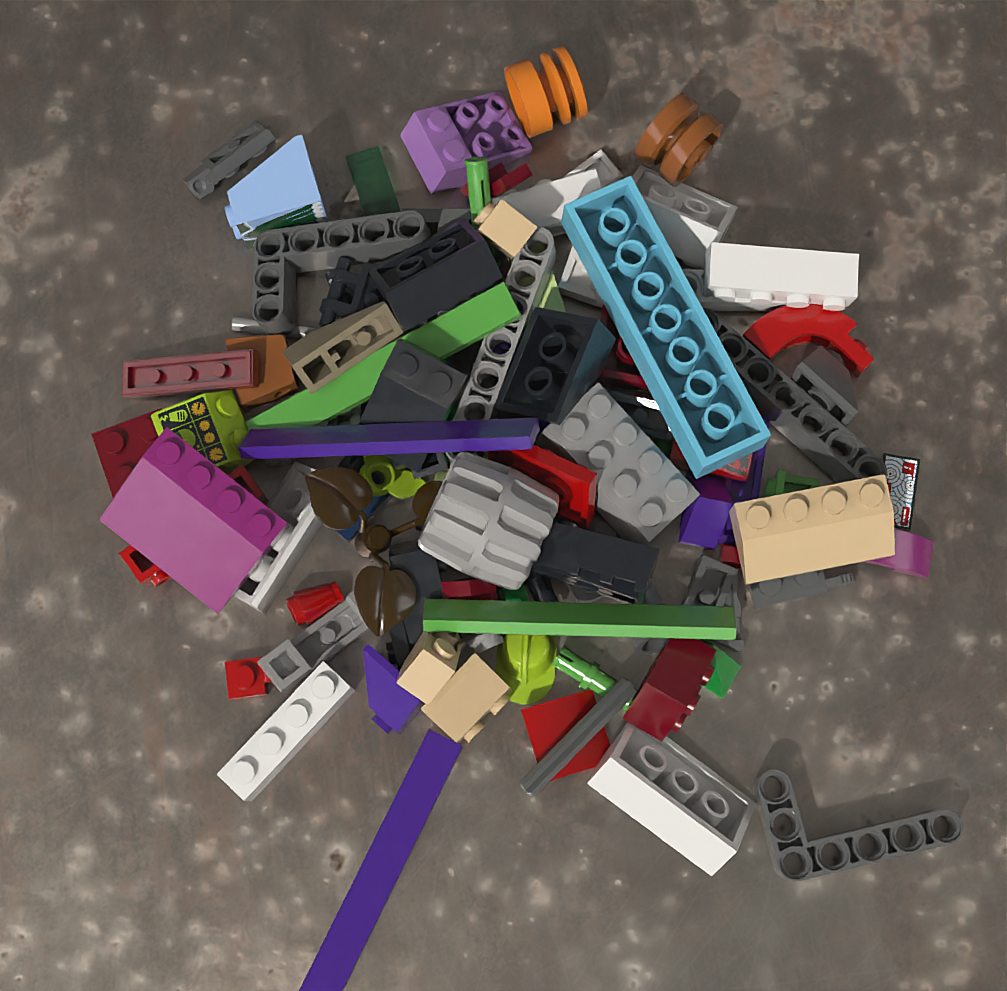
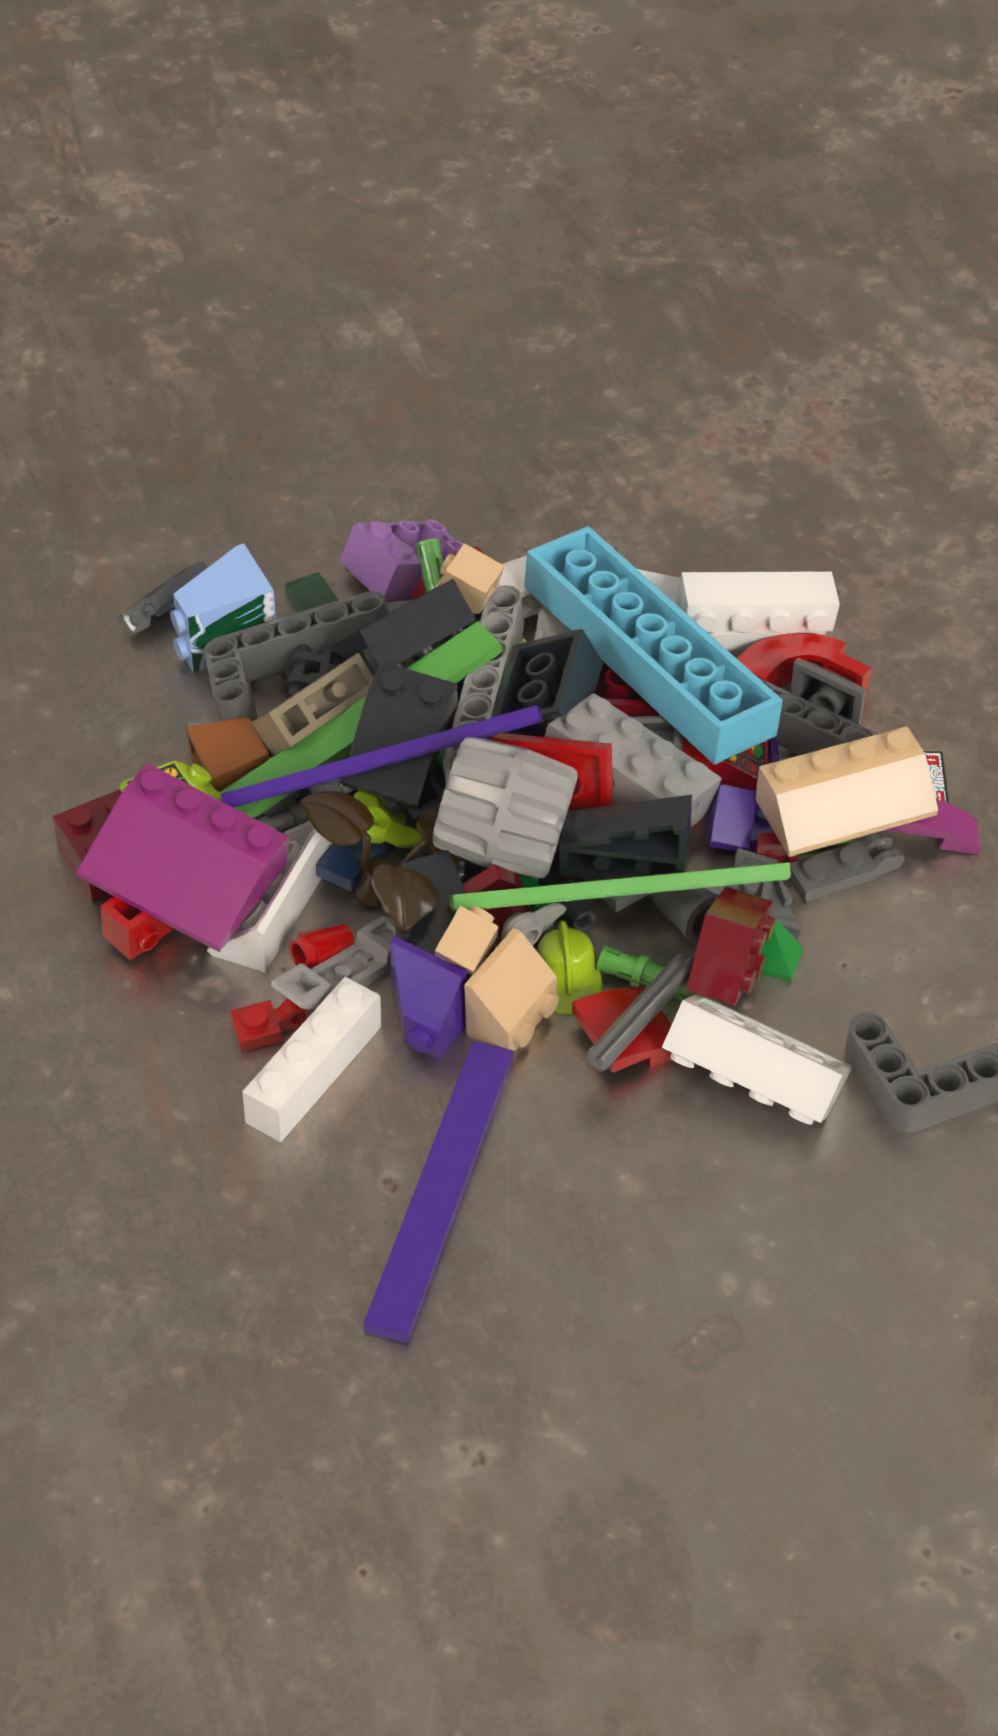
camera: 15 degrees left, 30 degrees down
(190, 373) = (195, 746): dark red tile -> none
(552, 89) = (484, 503): orange wheel -> none
(678, 139) = (631, 520): dark orange wheel -> none

